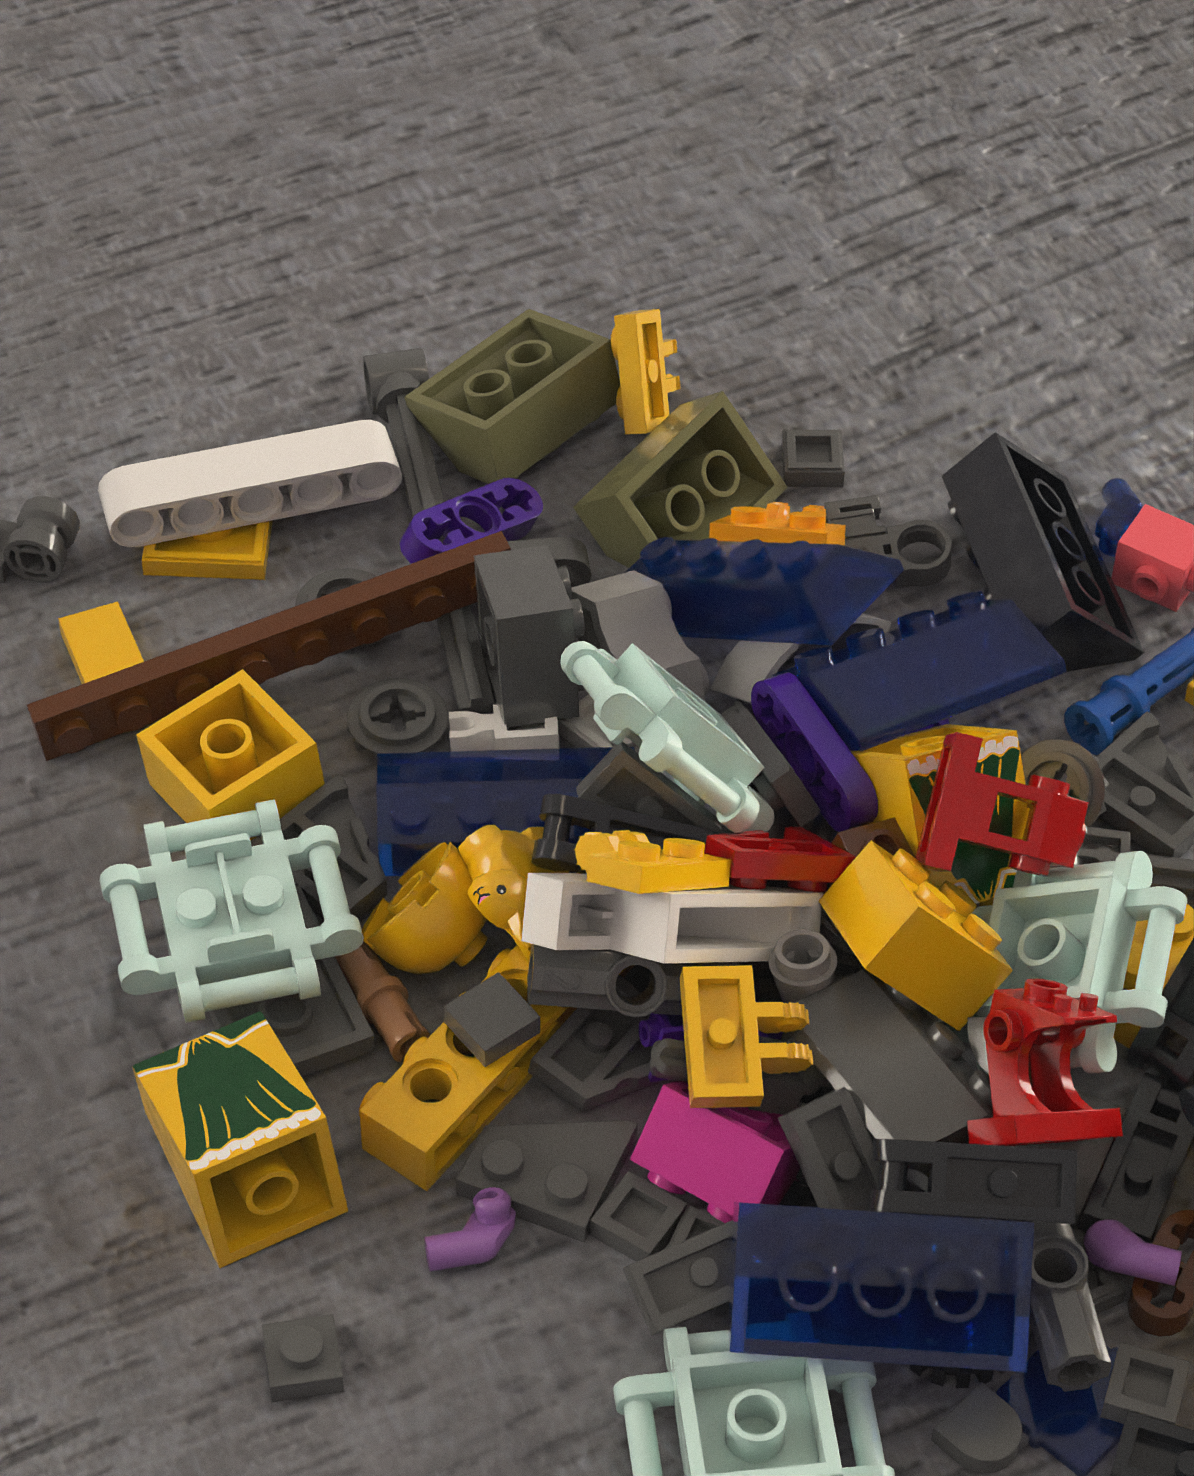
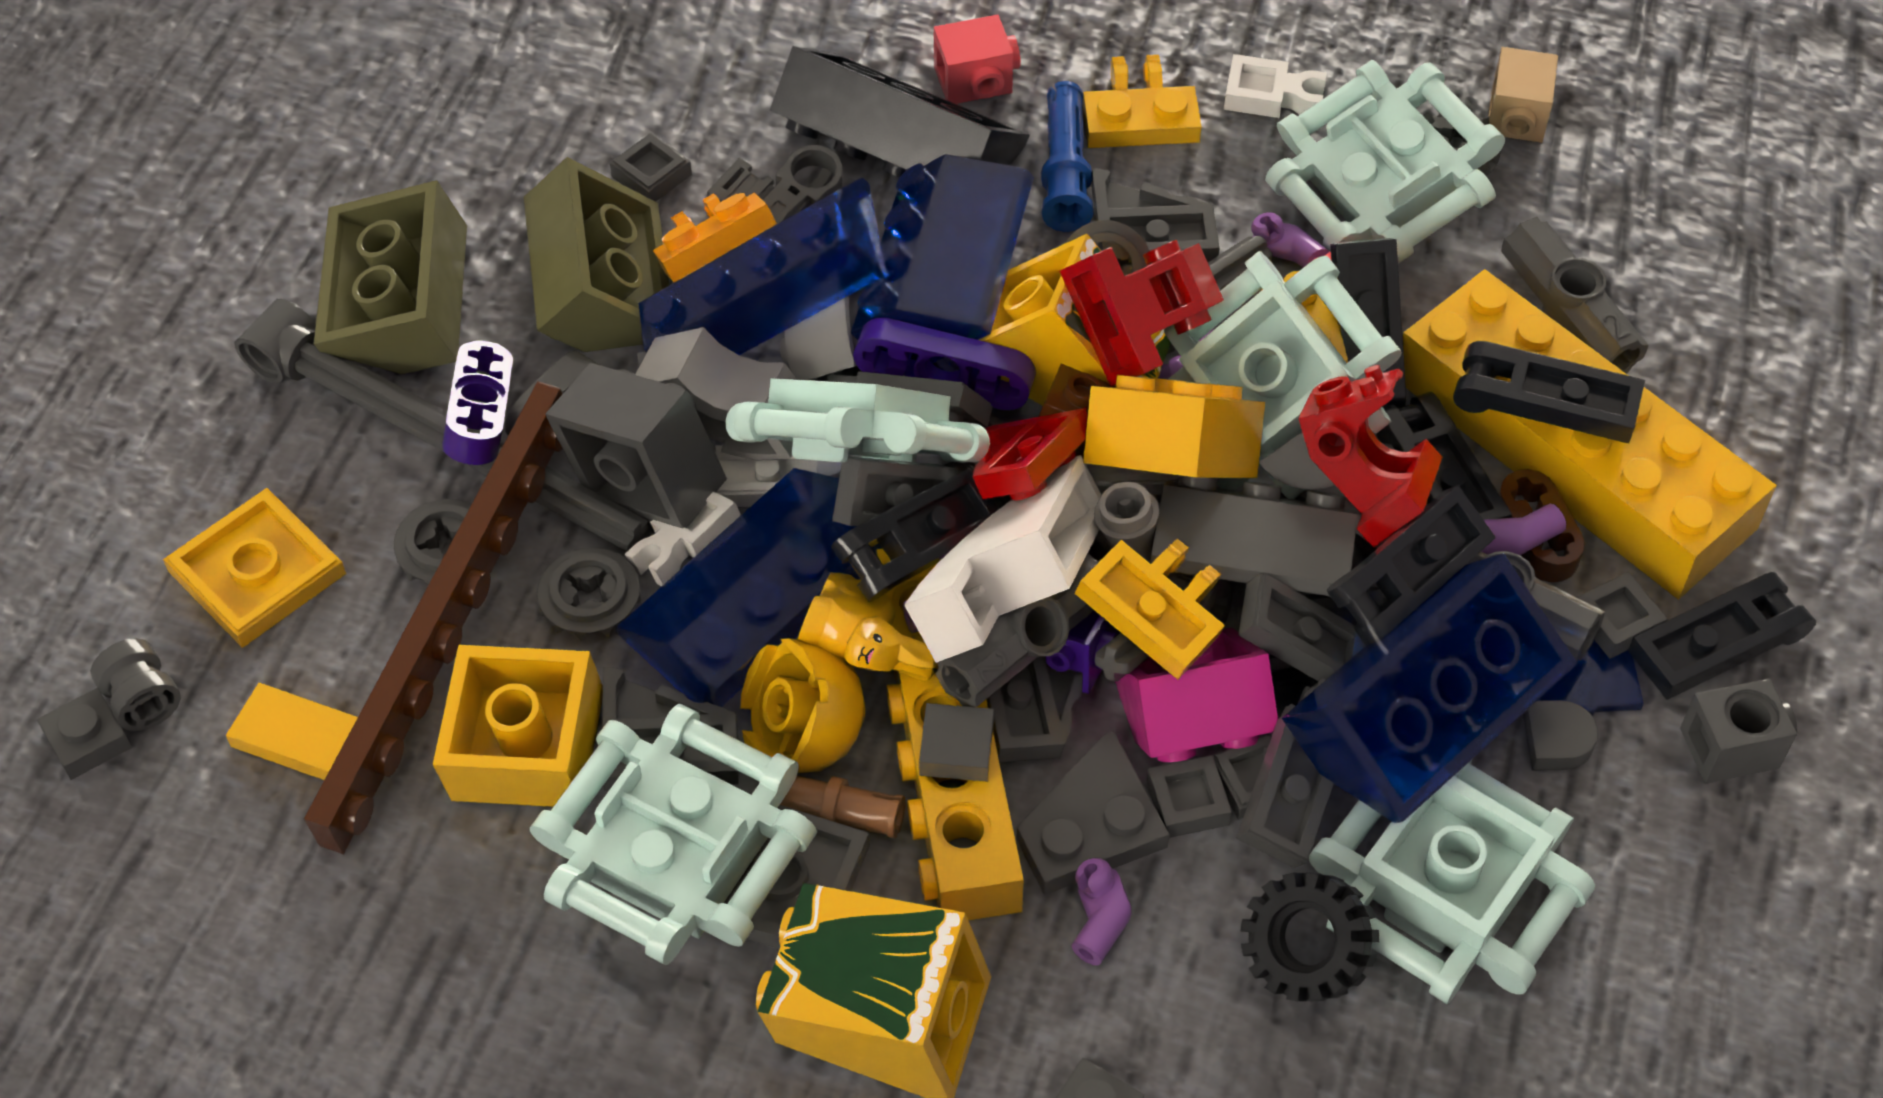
camera: 45 degrees left, 5 degrees up
(249, 483) = (264, 507): white beam -> none
(604, 1394) = (1268, 943): none -> black tyre
(635, 865) = (990, 527): yellow hinge -> none
(642, 373) = (486, 209): yellow hinge -> none
(1117, 516) = (913, 52): clear blue arm -> none

